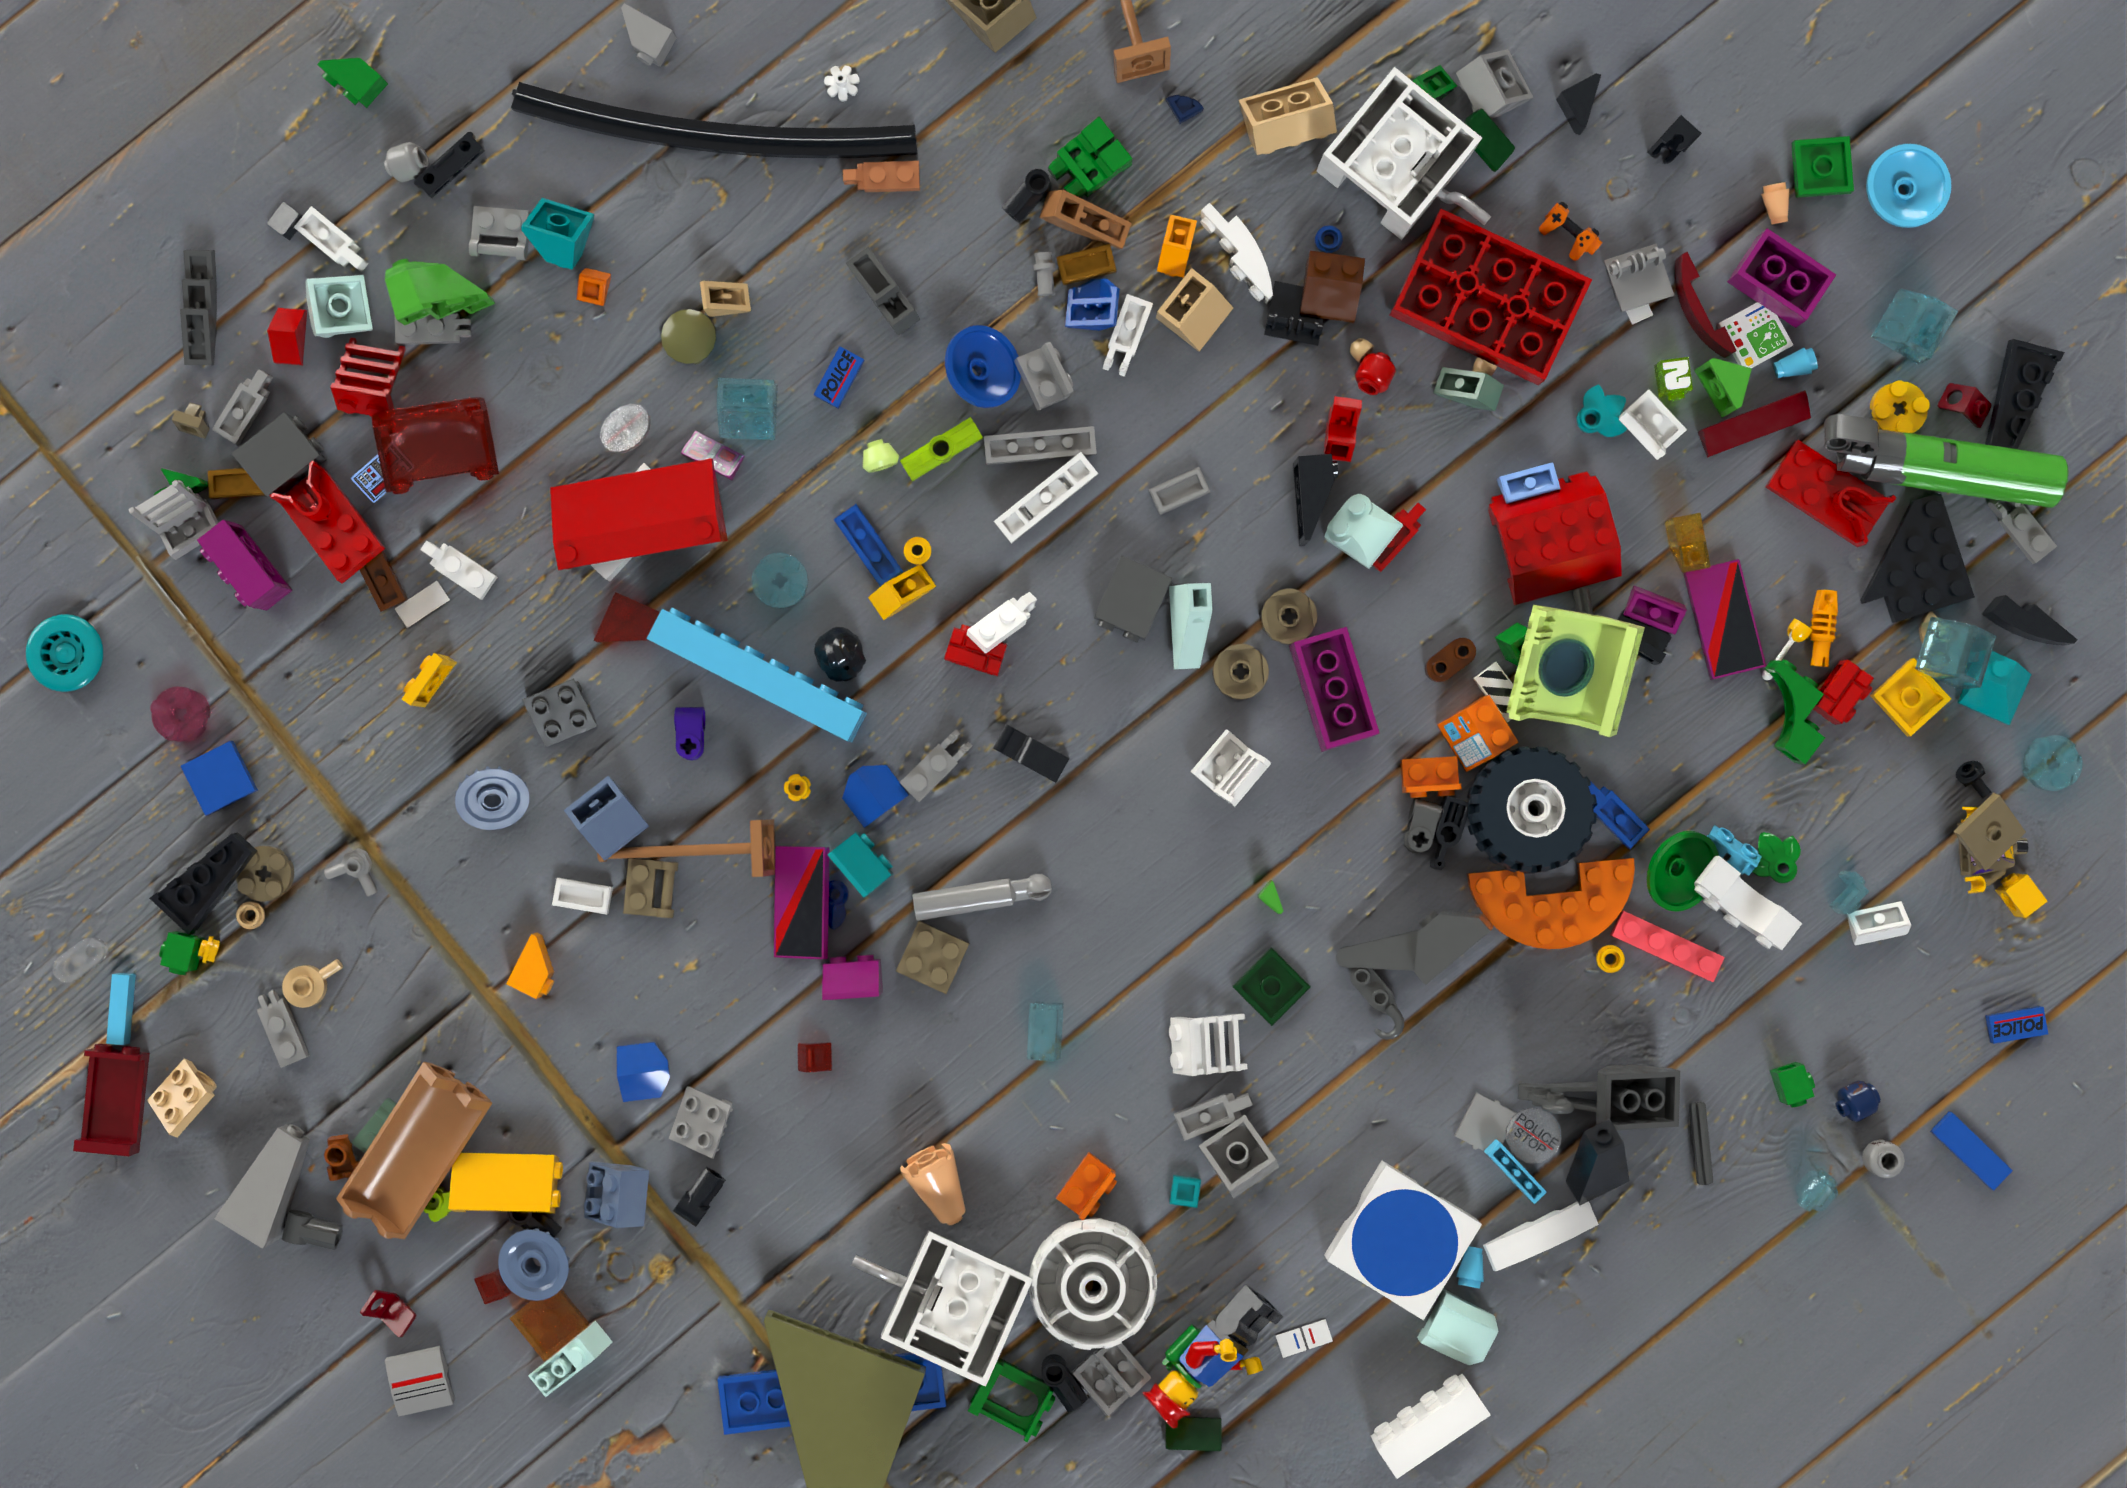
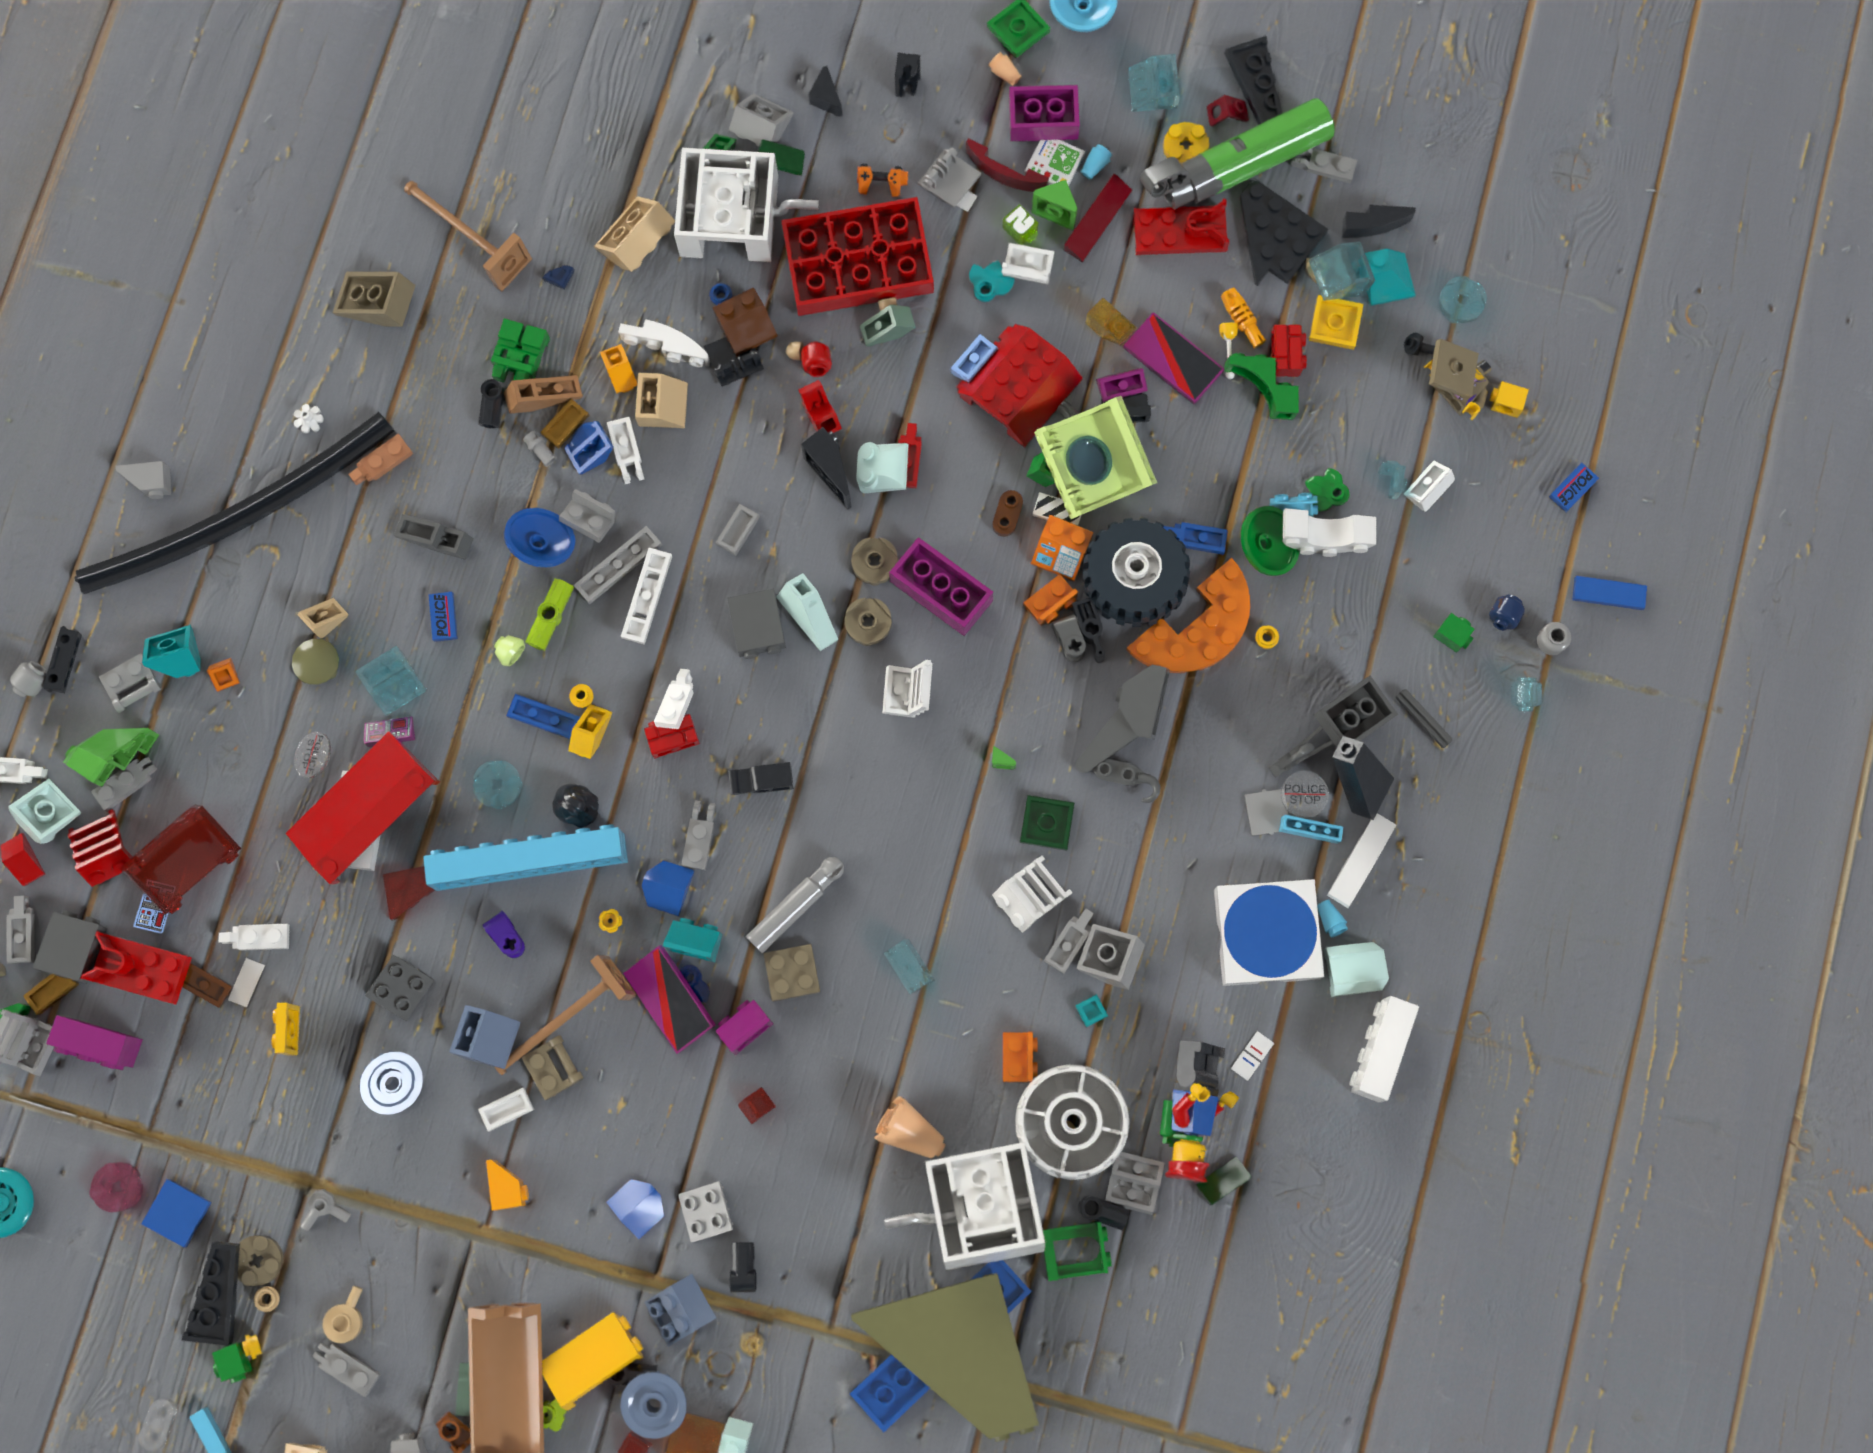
camera: 30 degrees left, 10 degrees down
(1667, 946) = (1299, 601): coral plate -> none

